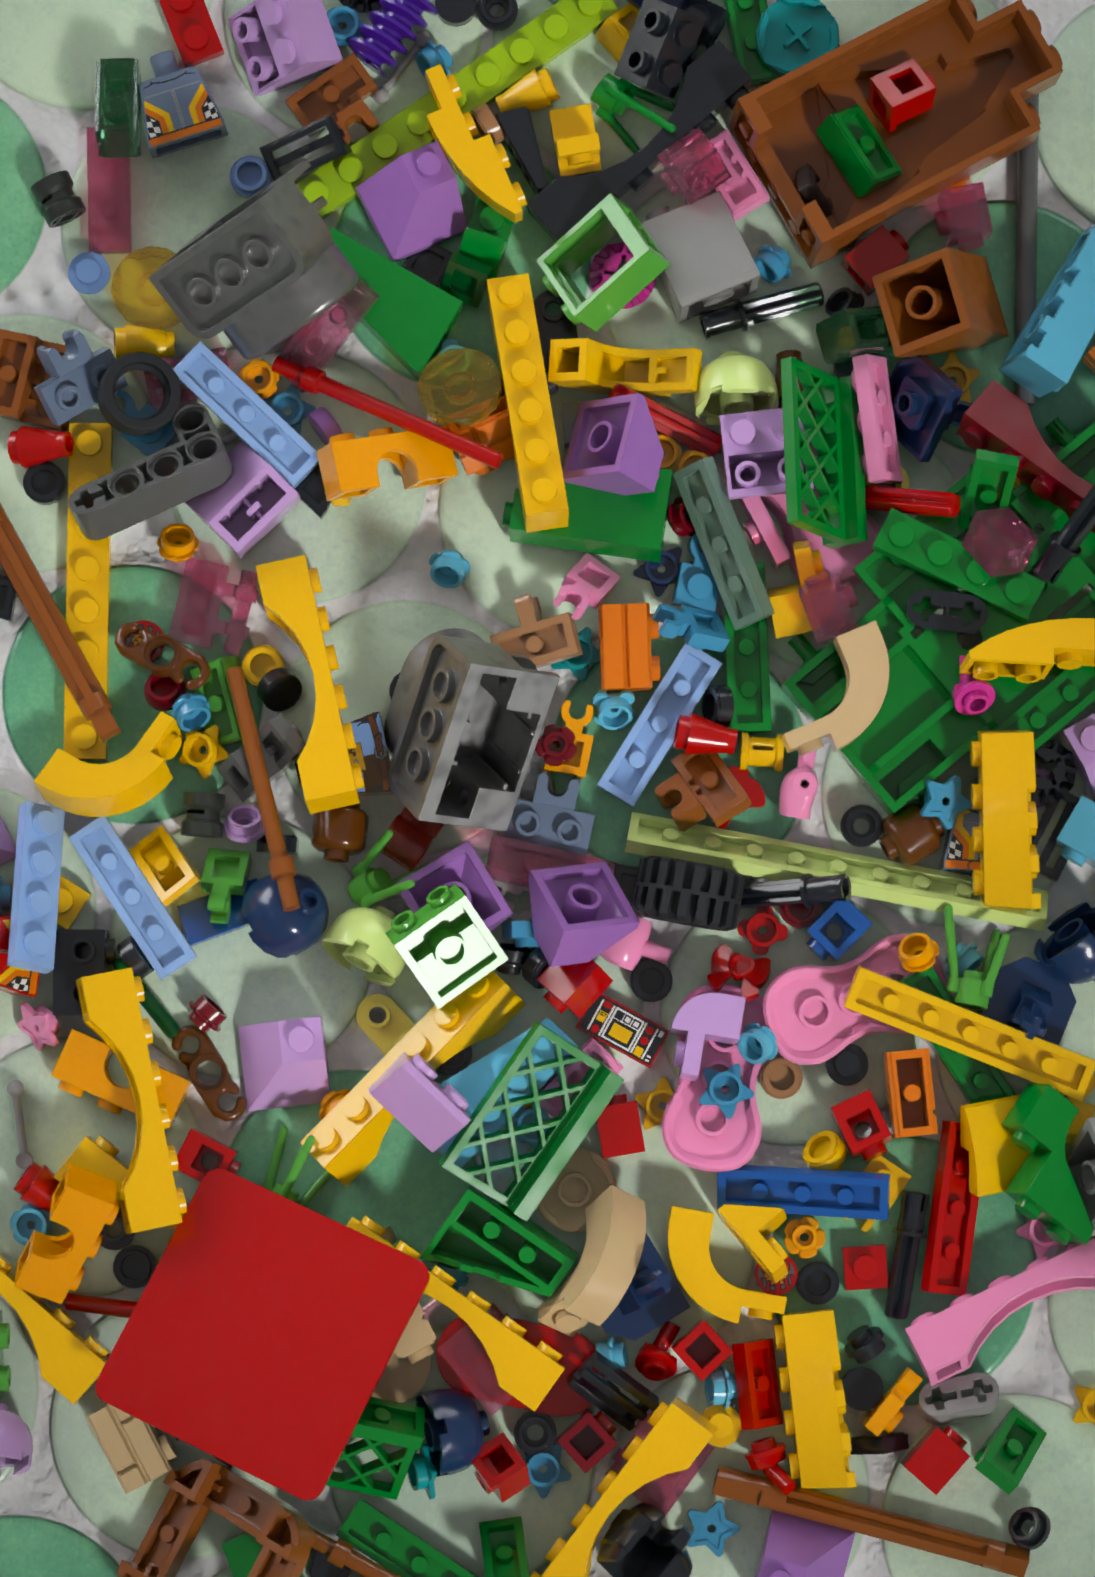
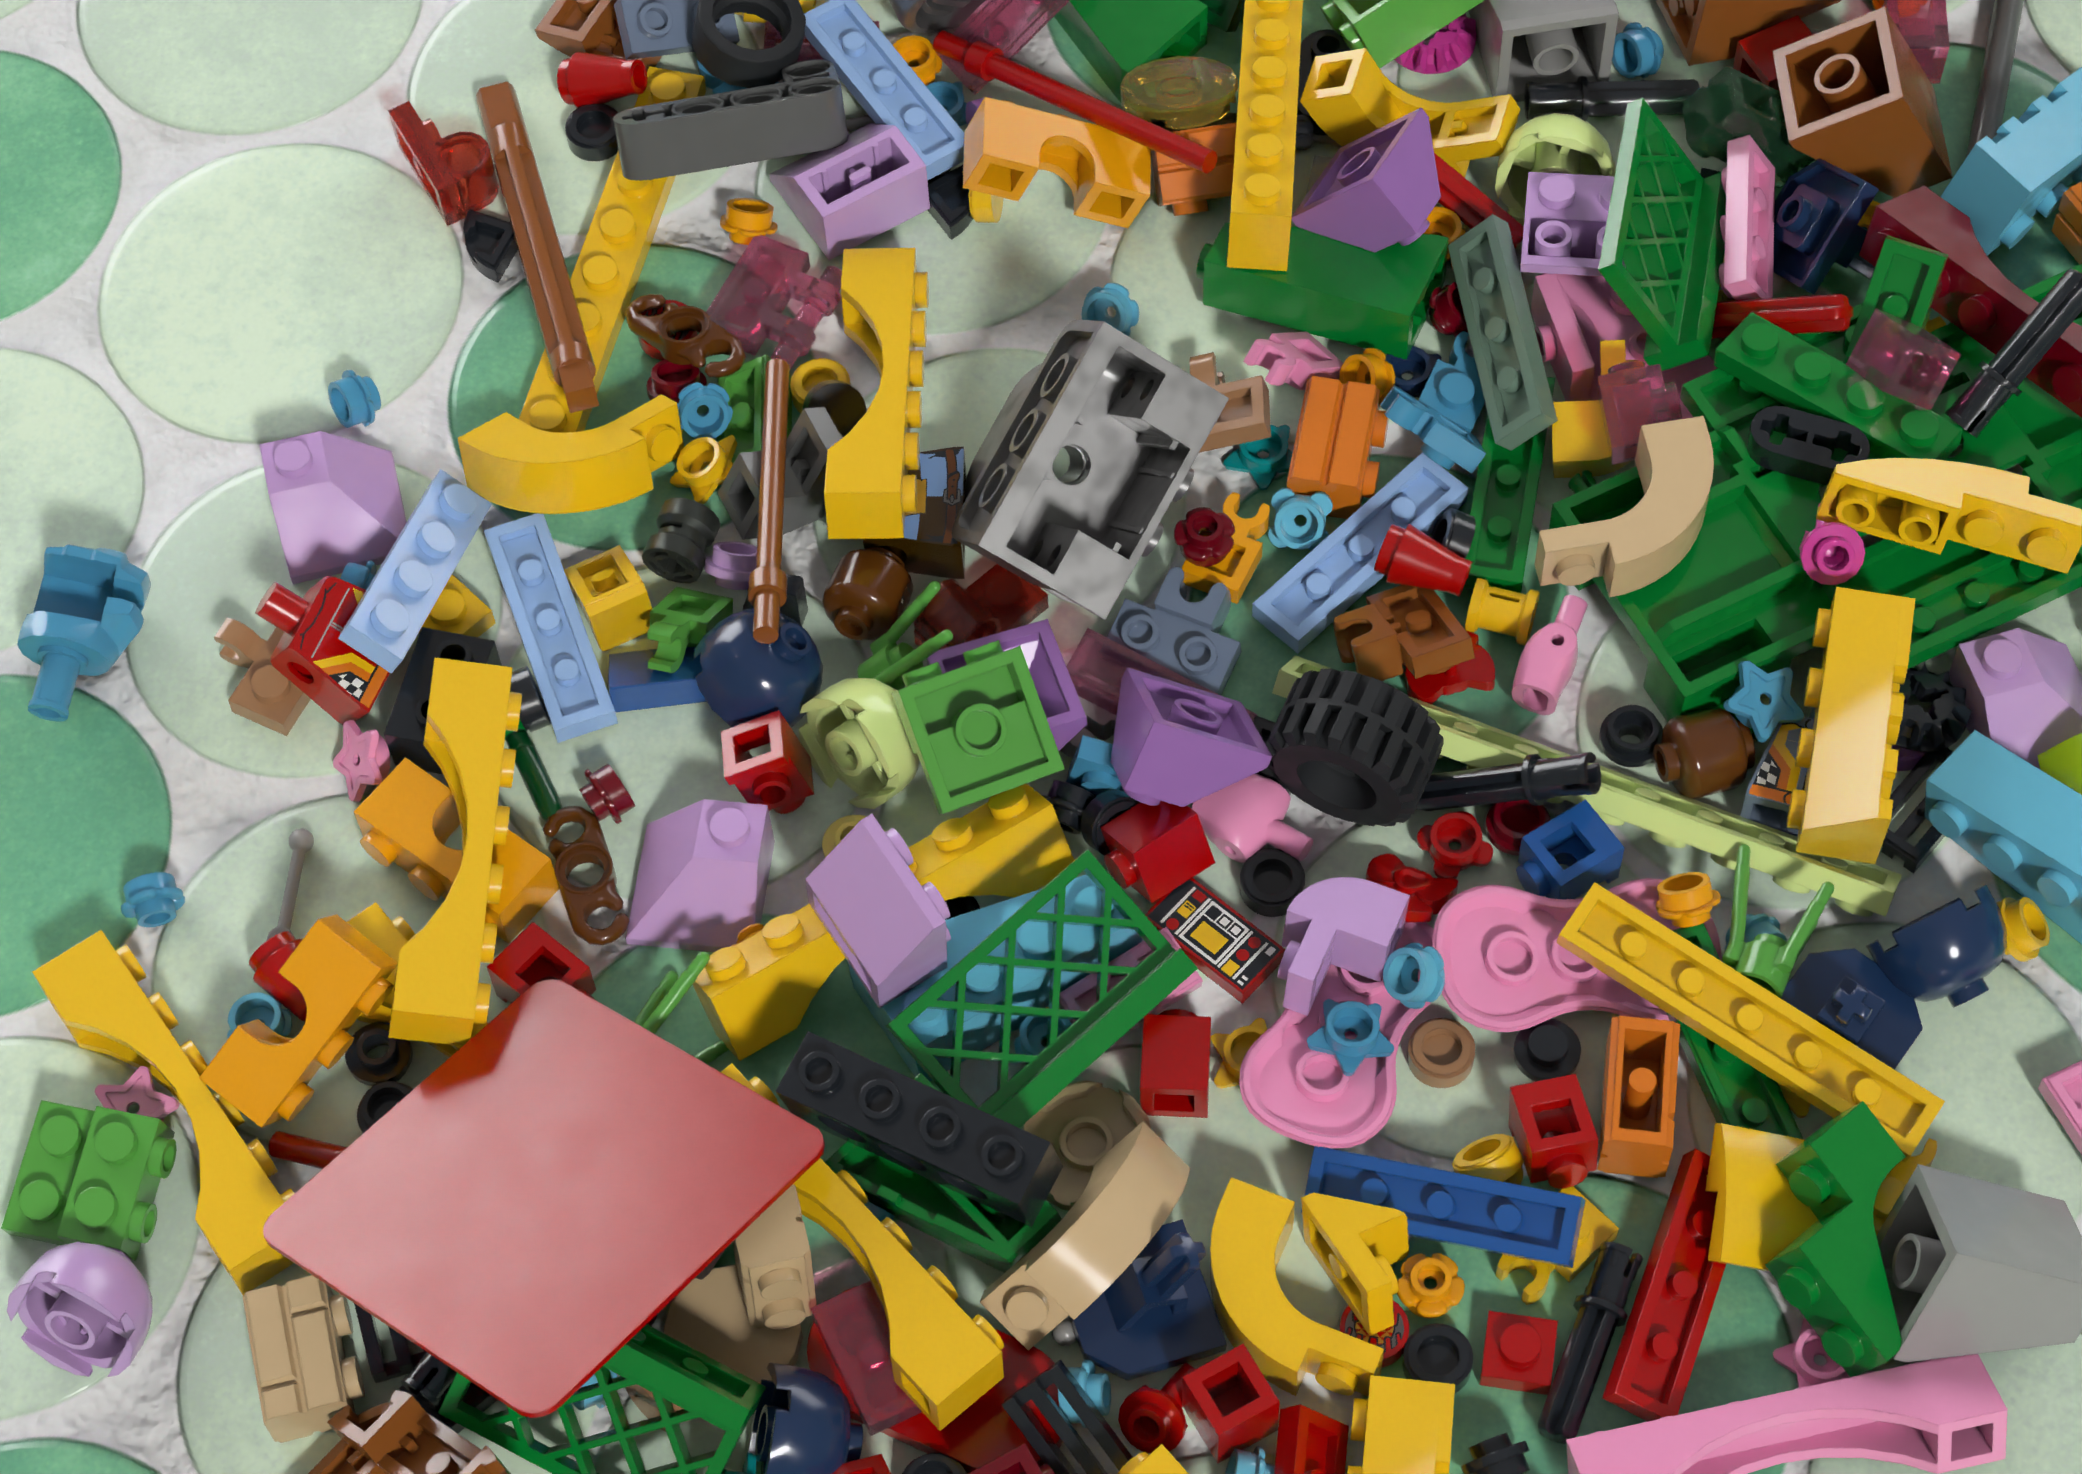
camera: 20 degrees right, 25 degrees down
(309, 979) = (774, 778): none -> red brick
(479, 1236) = (920, 1128): none -> black brick
(637, 585) = (1369, 369): none -> light orange plate

